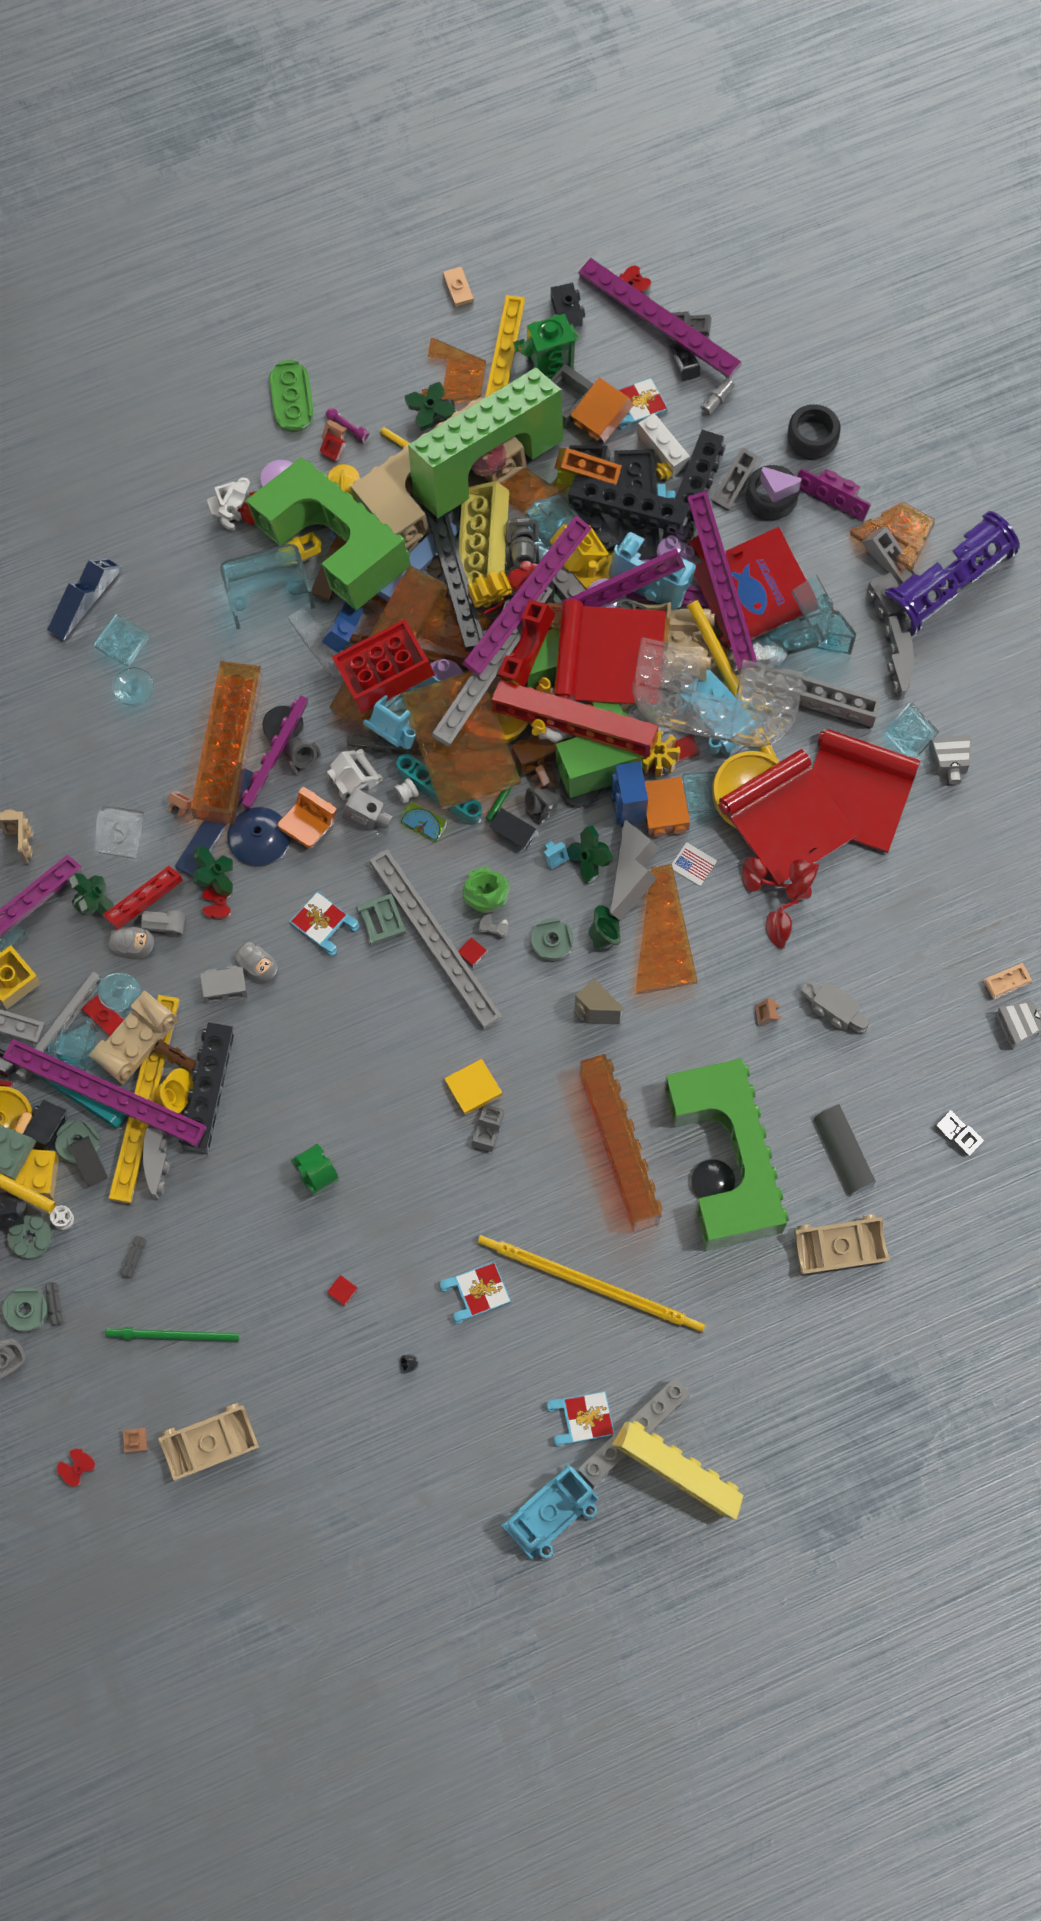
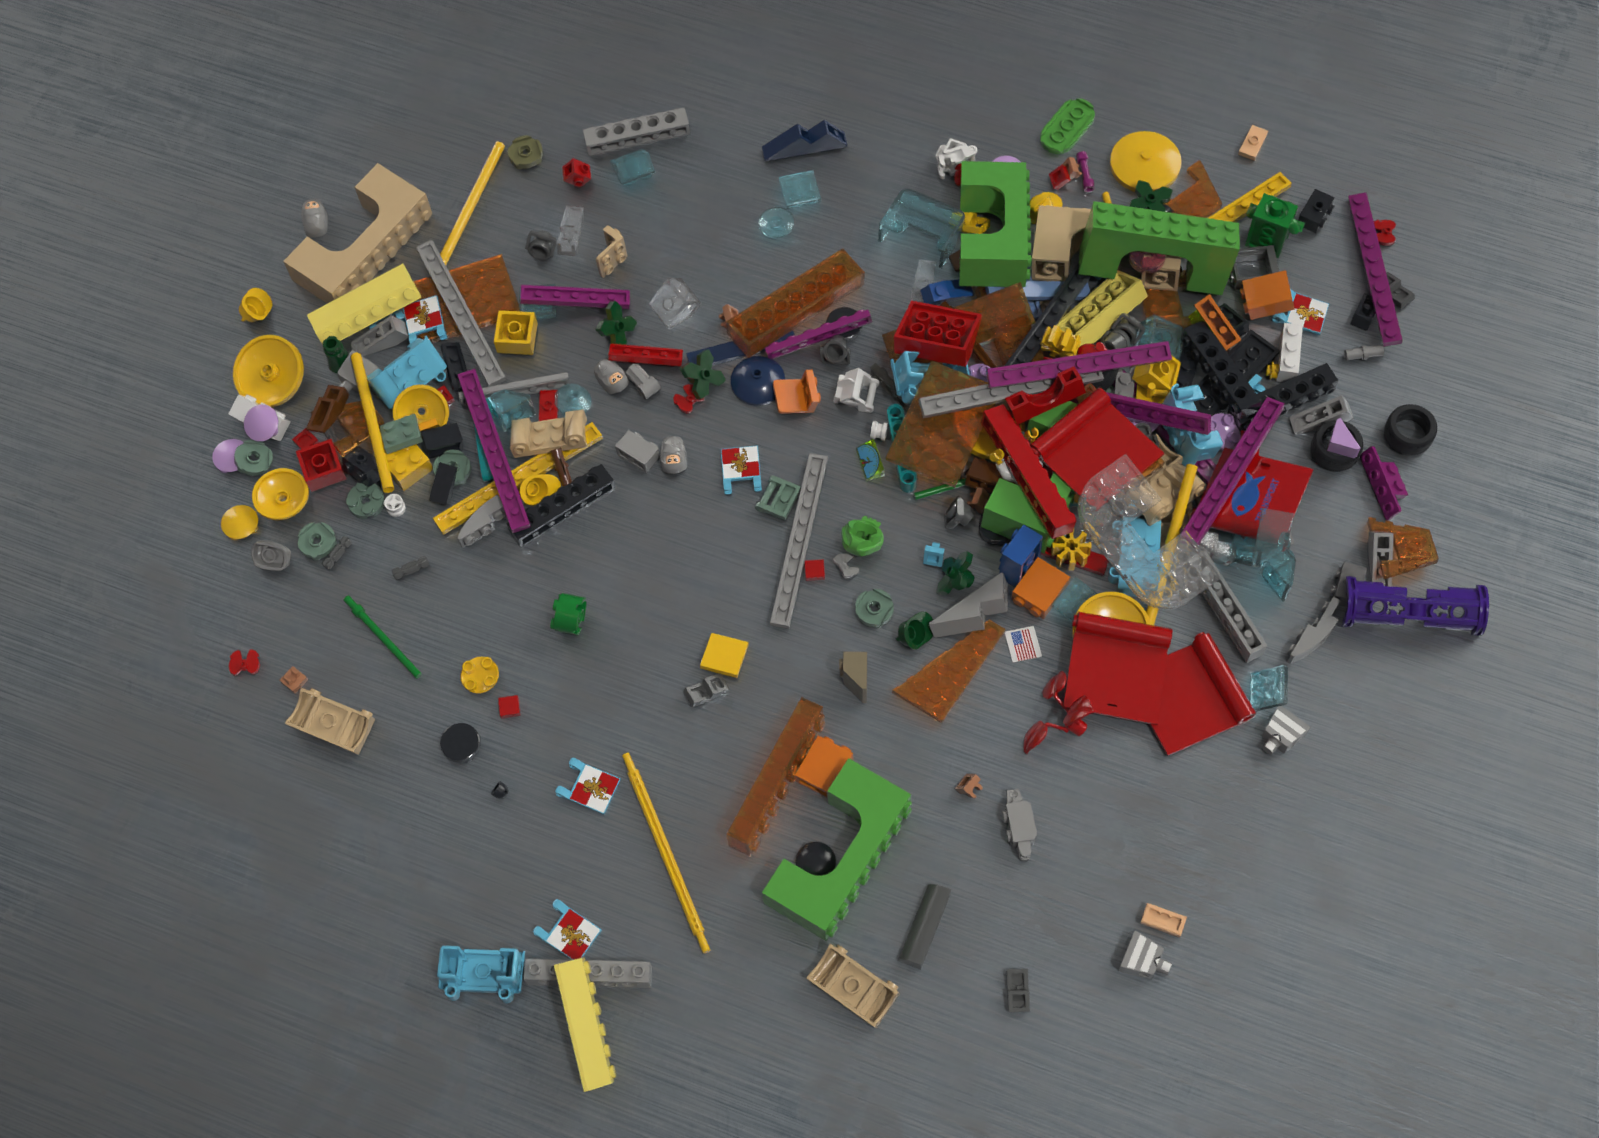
camera: 50 degrees right, 5 degrees down
(290, 1288) = (479, 674): none -> yellow dish
(335, 1356) = (460, 742): none -> black tile
(365, 810) = (838, 418): light grey torso -> none
(386, 373) = (1145, 158): none -> yellow dish
(514, 828) = (923, 515): black hinge -> none
(646, 1100) = (822, 765): none -> orange brick

